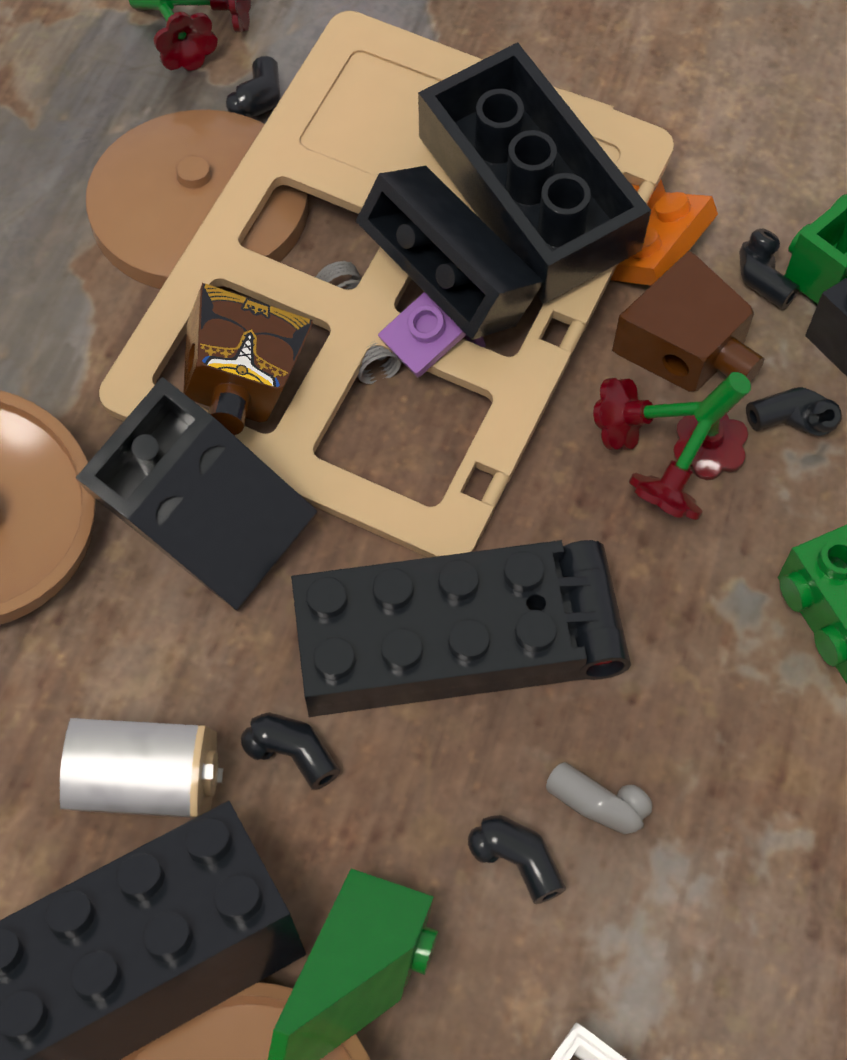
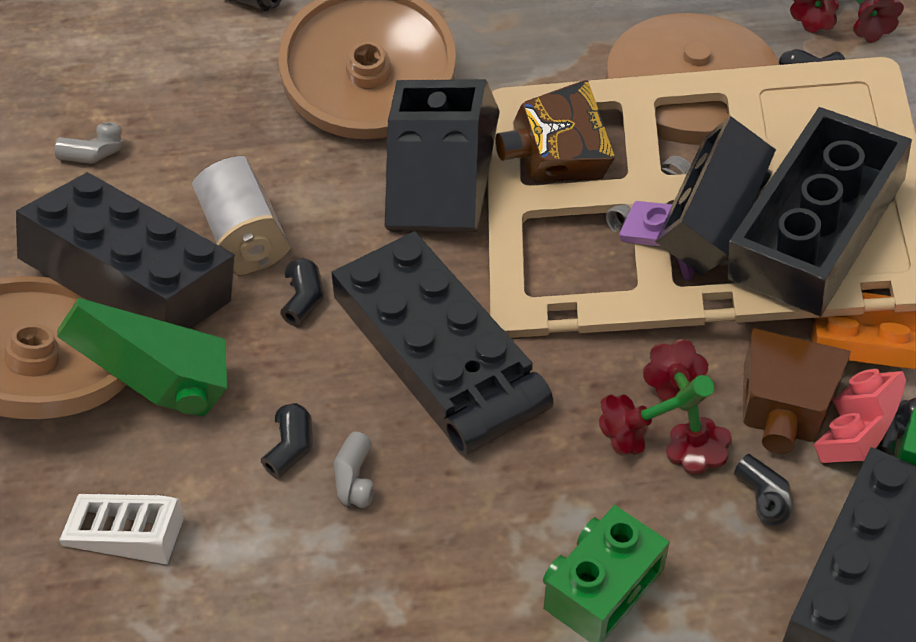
camera: 65 degrees right, 10 degrees down
(752, 275) = (865, 416): none -> coral slope

